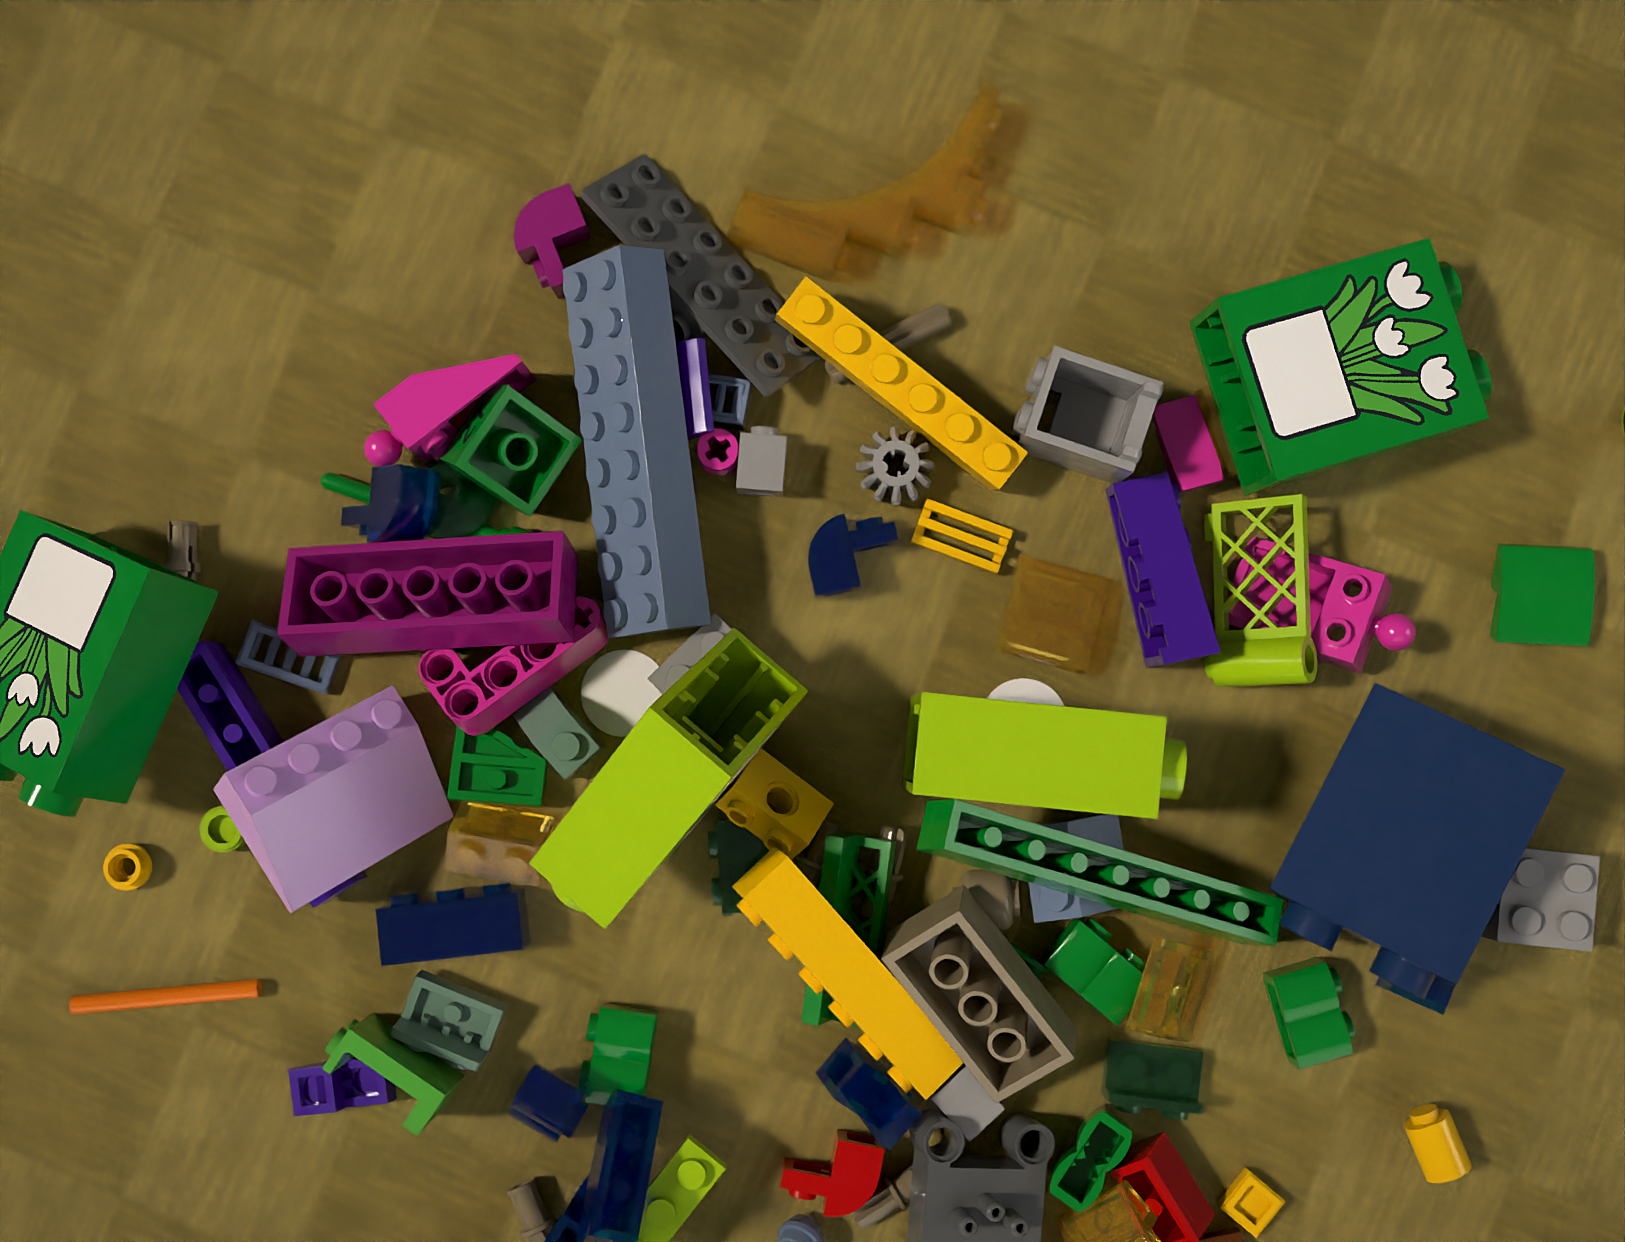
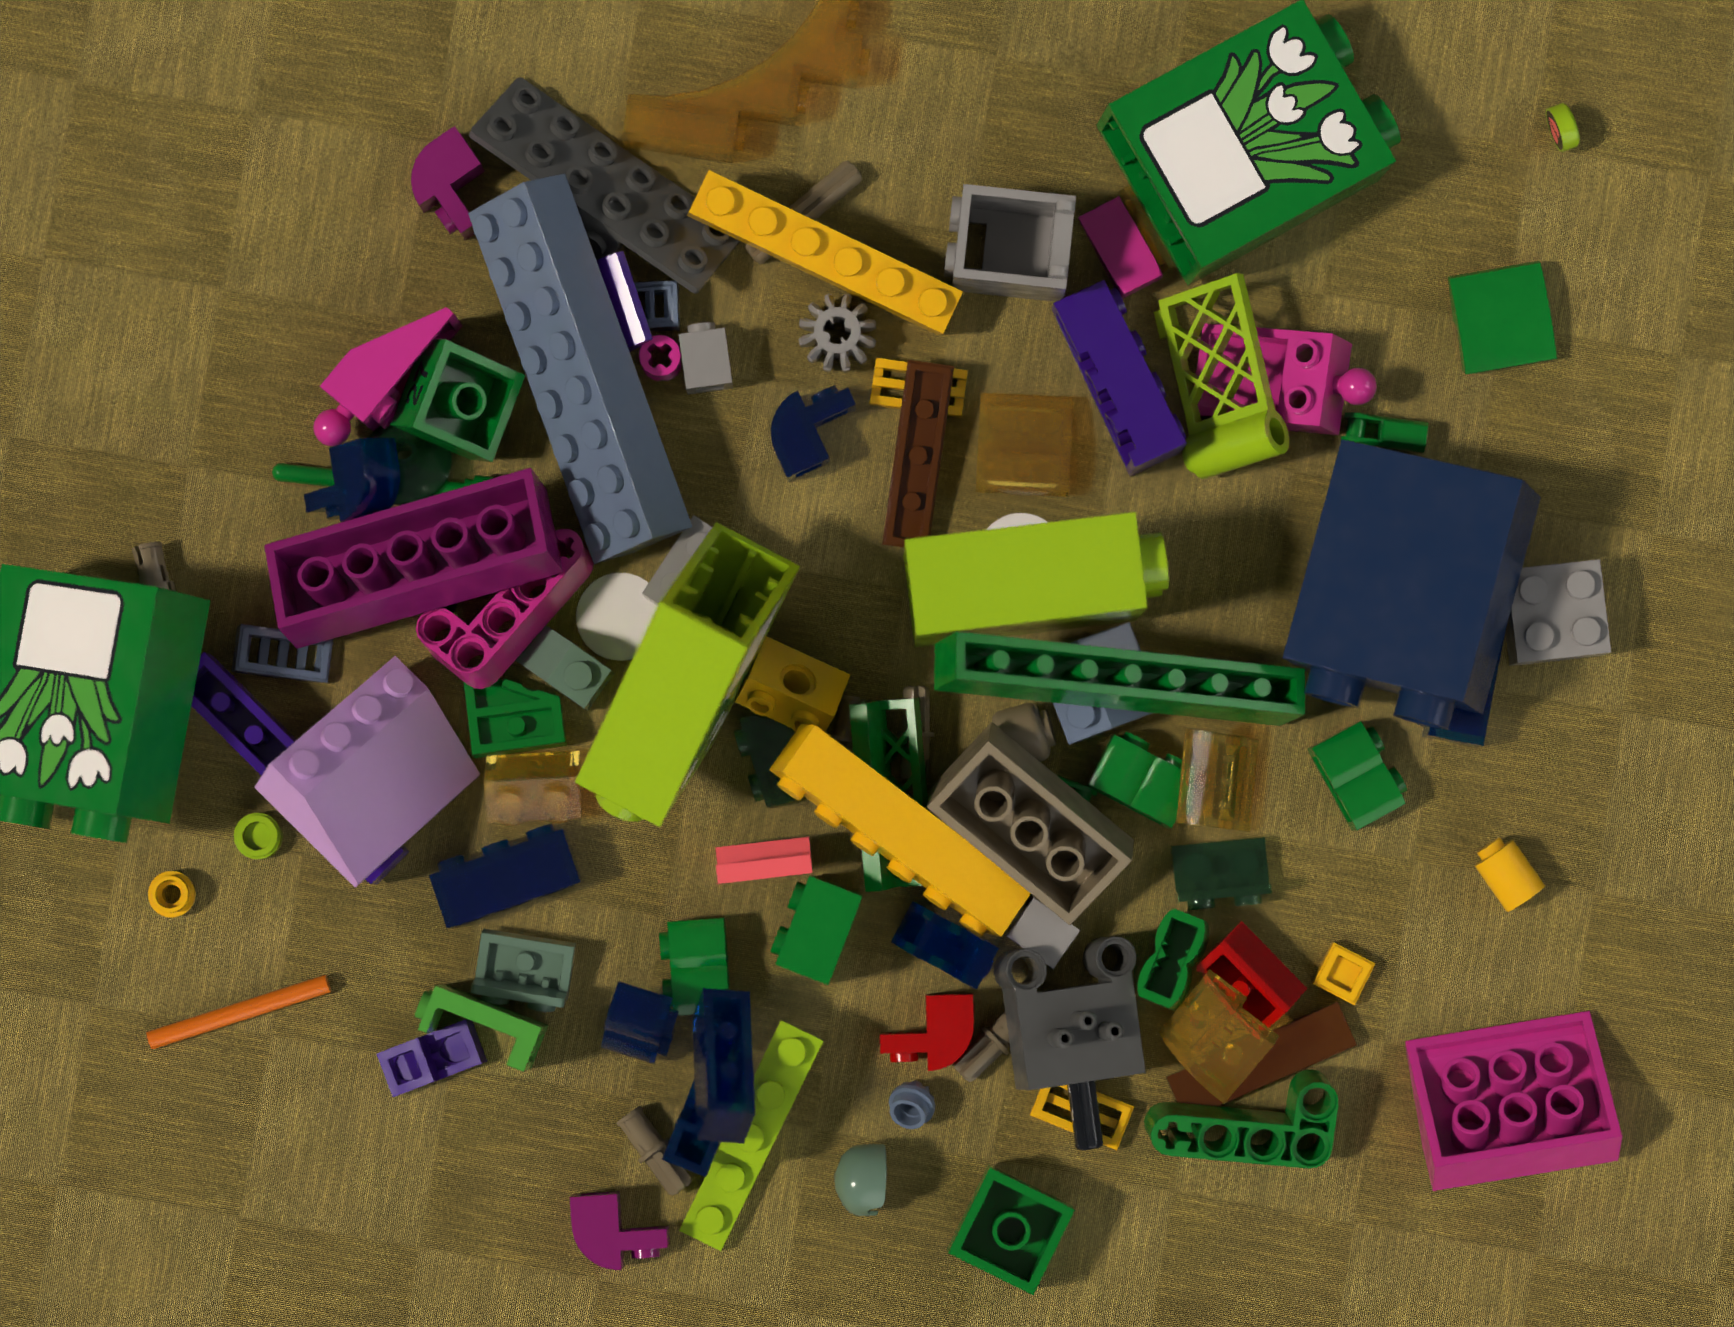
camera: 10 degrees left, 0 degrees up
(707, 970) = (763, 860): none -> coral slope
(746, 1052) = (817, 929): none -> green brick
(947, 601) = (918, 452): none -> reddish brown tile
(1409, 681) = (1392, 432): none -> green bar

